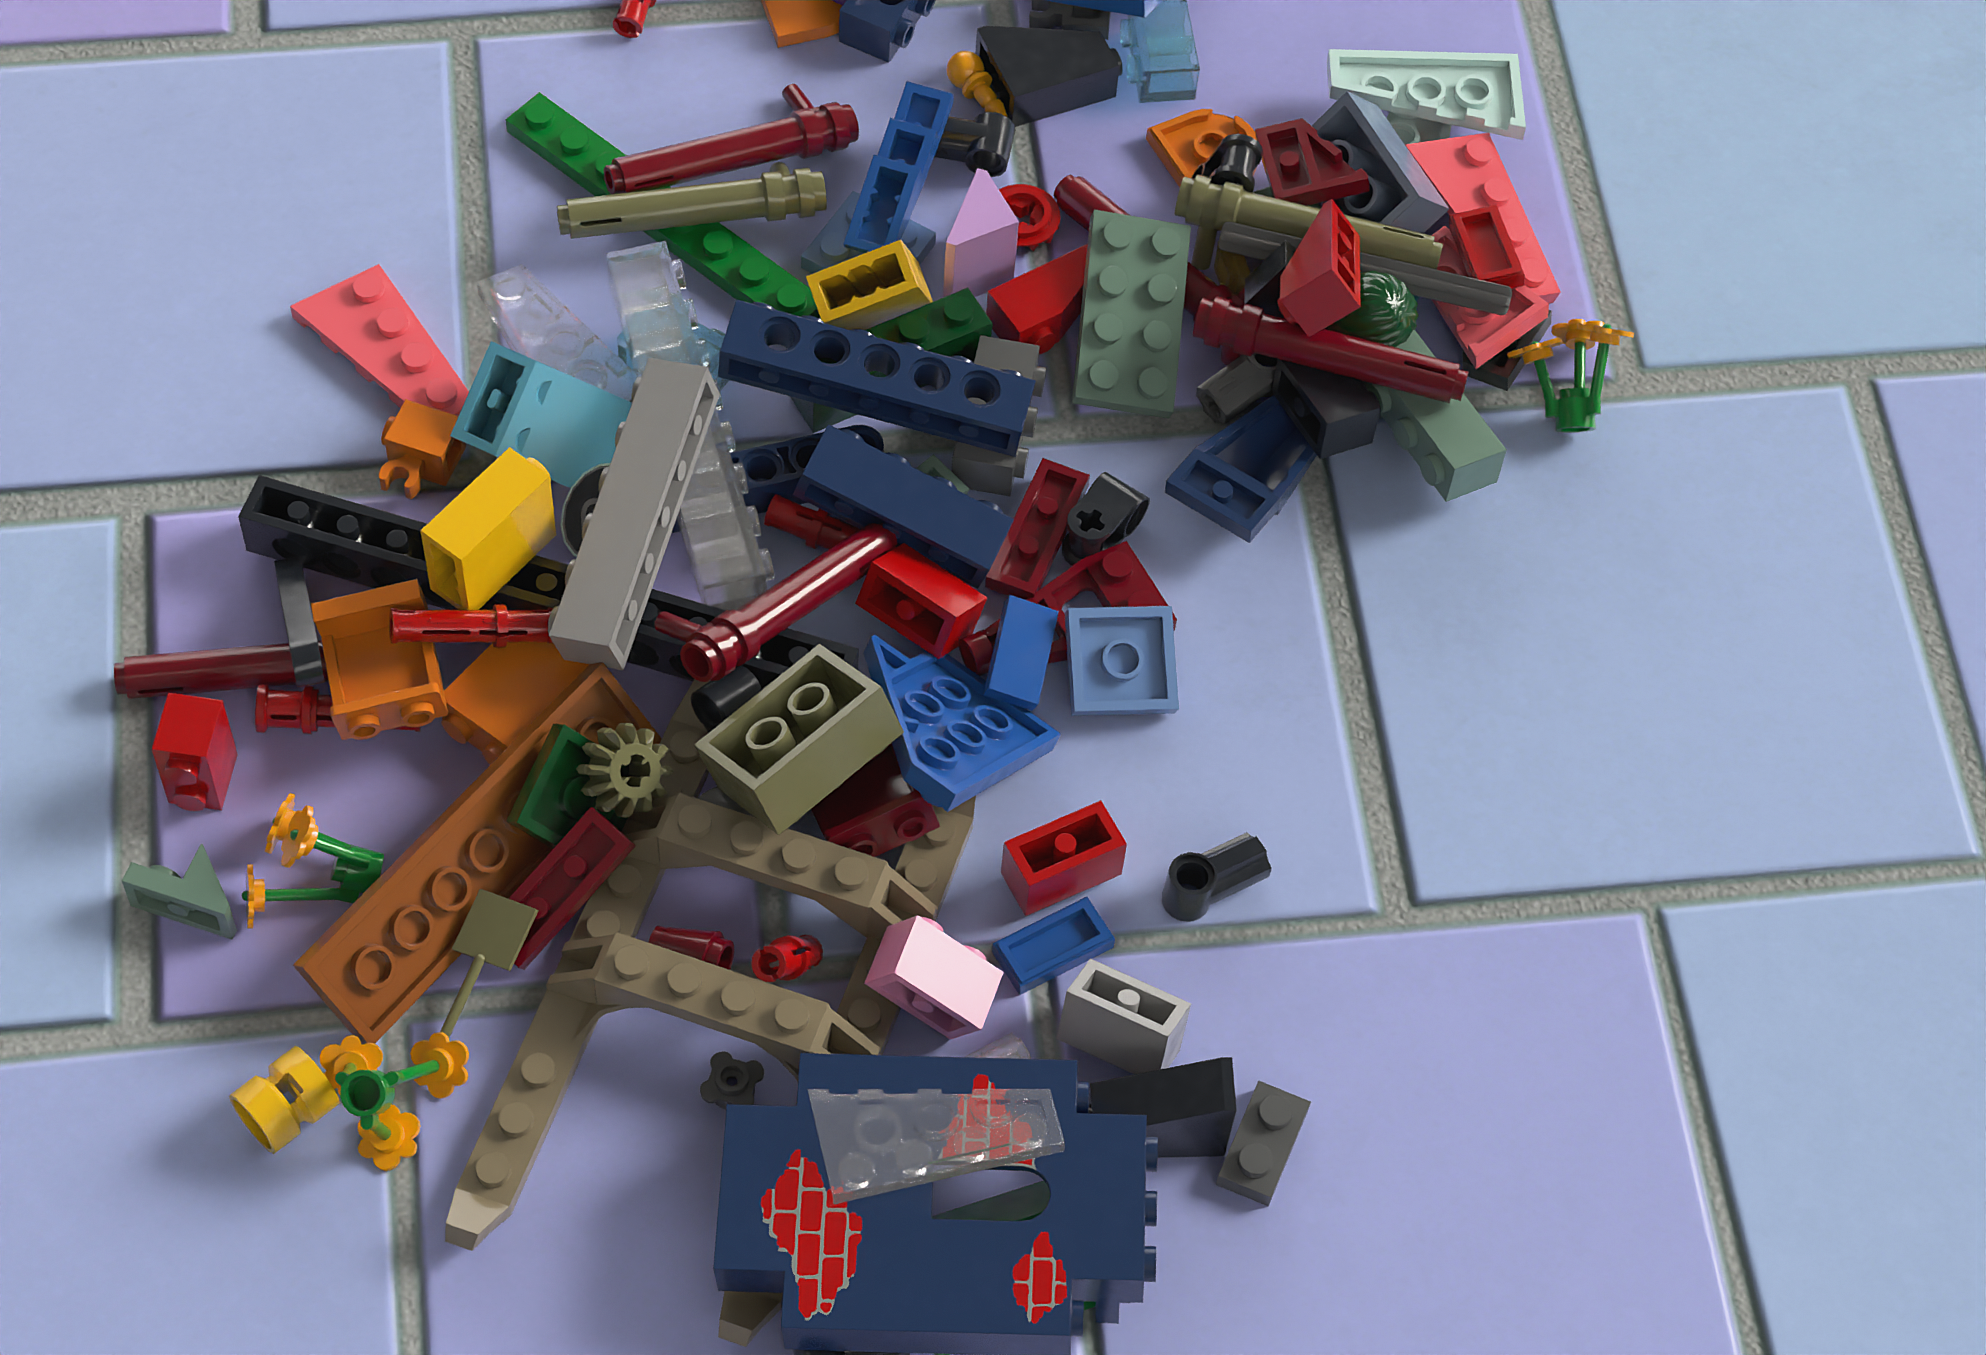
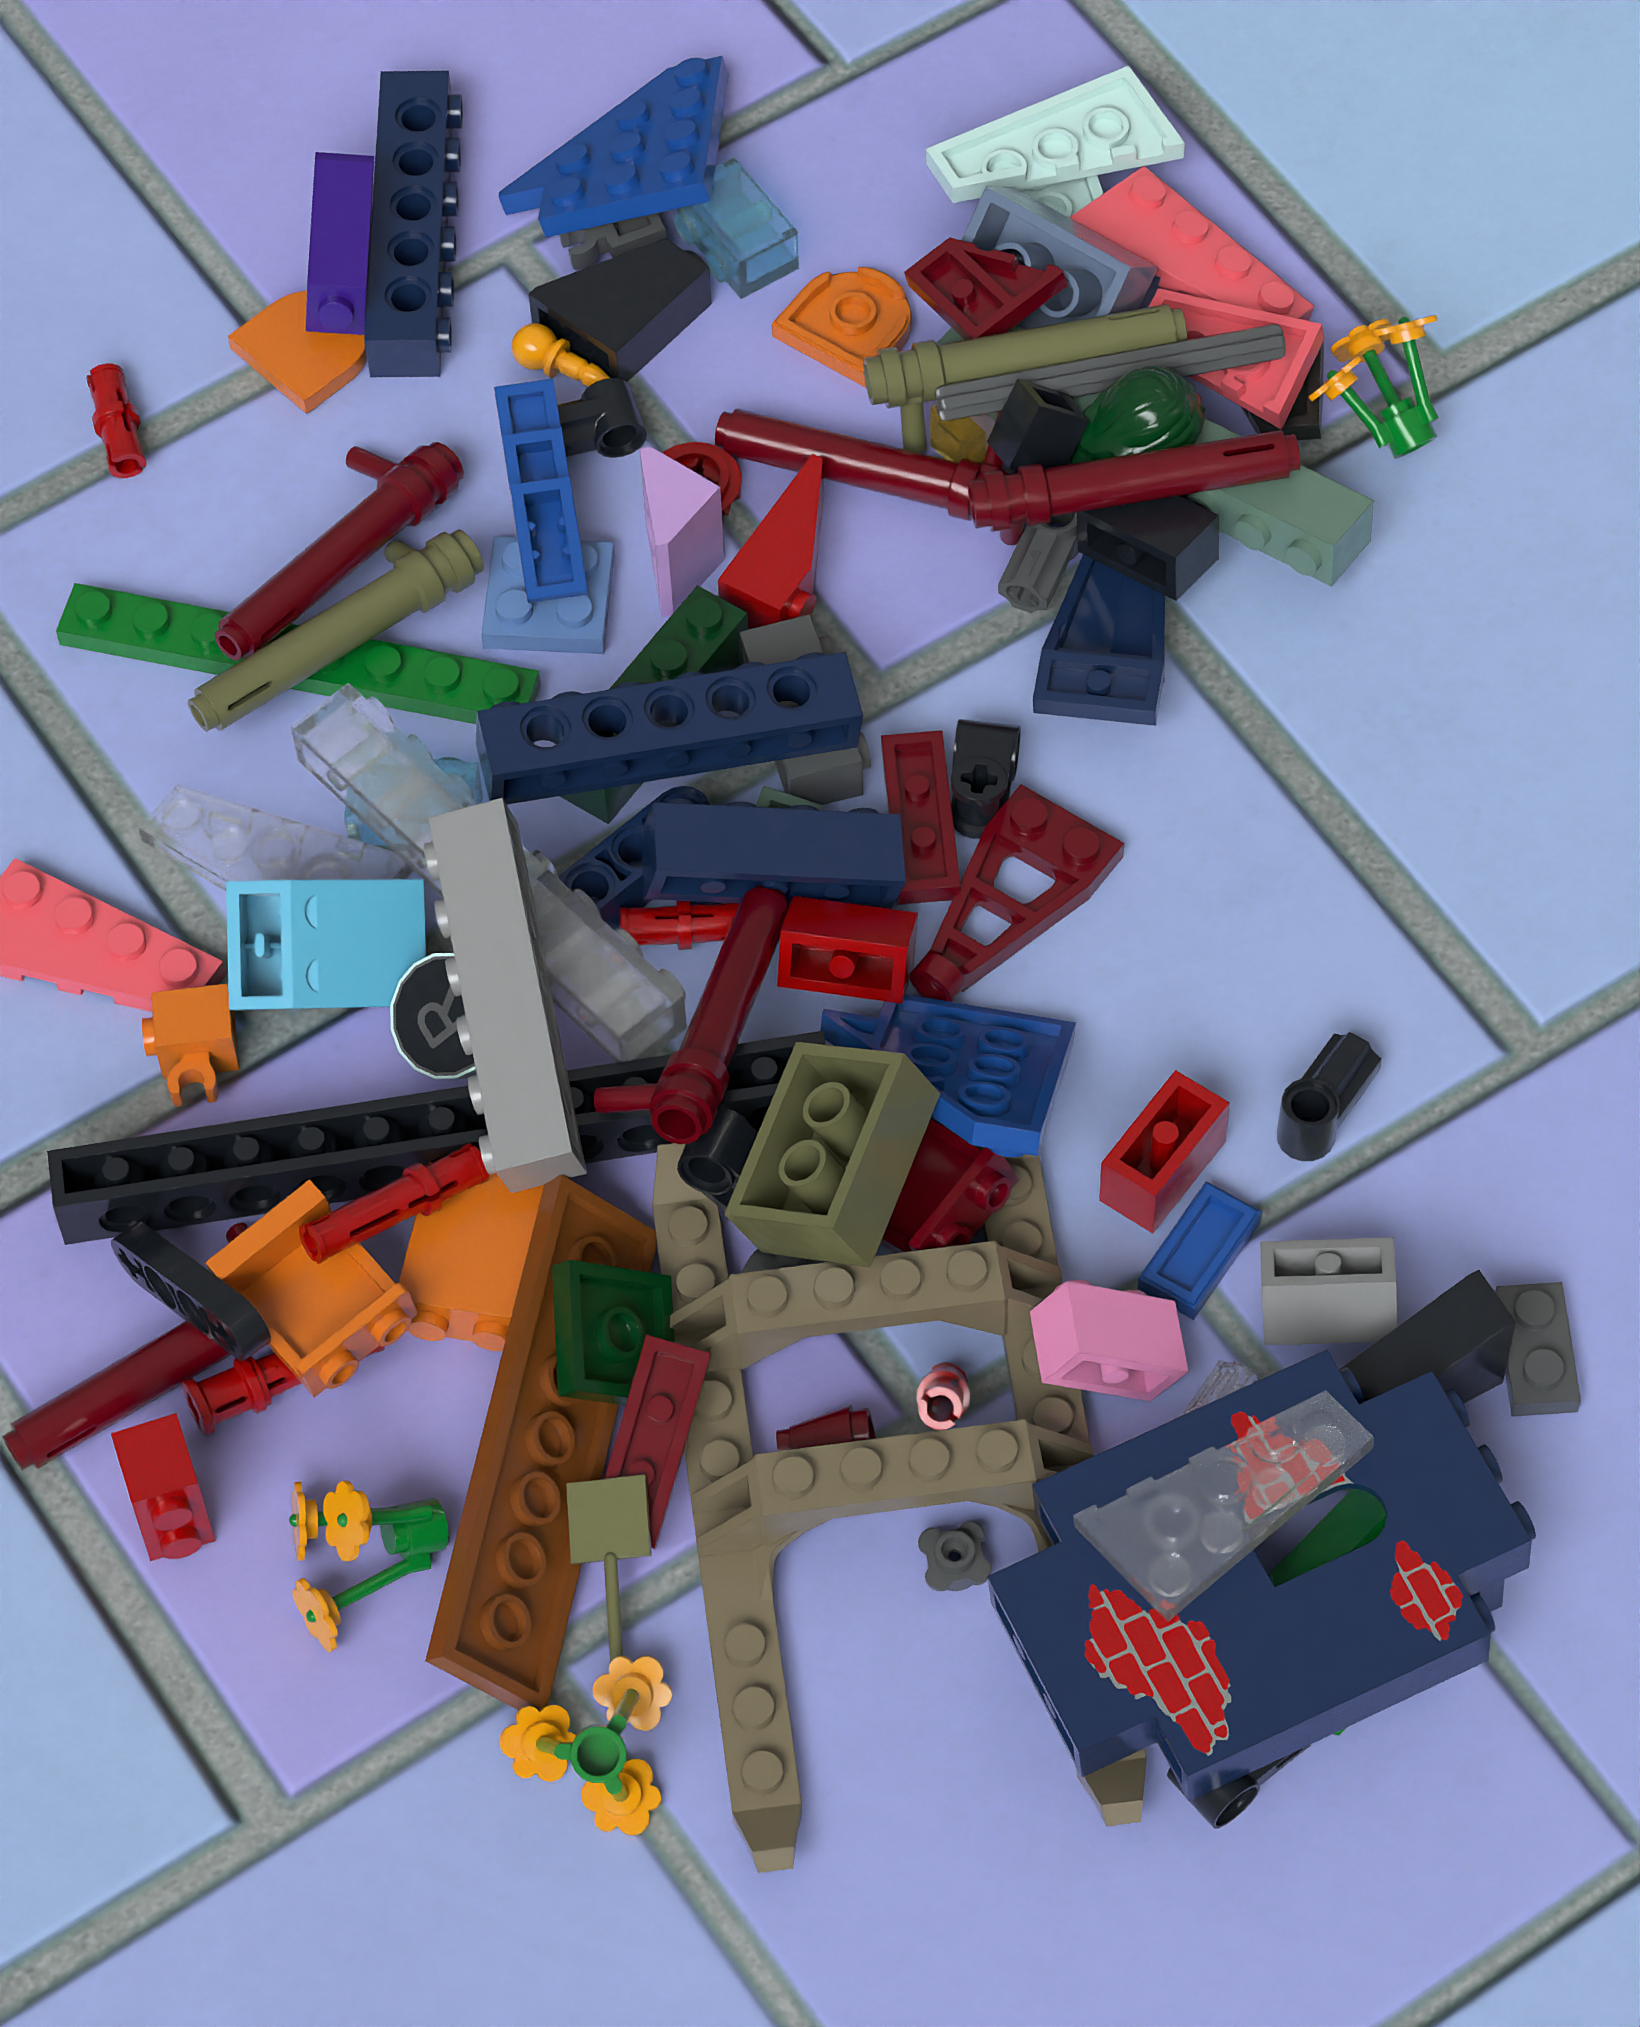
camera: 20 degrees left, 0 degrees up
(191, 900) = (260, 1649): sand green slope -> none
(268, 1112) = (490, 1819): yellow wheel -> none
(489, 531) = (362, 1089): yellow brick -> none
(623, 748) = (657, 1278): olive gear -> none
(870, 288) = (602, 634): yellow brick -> none
(1021, 653) = (988, 955): blue tile -> none
(1121, 660) = (1096, 914): medium blue plate -> none
(1131, 314) = (885, 535): sand green plate -> none
(1233, 161) = (899, 321): black piece -> none
(1323, 273) = (1087, 398): red slope -> none
(1486, 246) = (1220, 291): red tile -> none

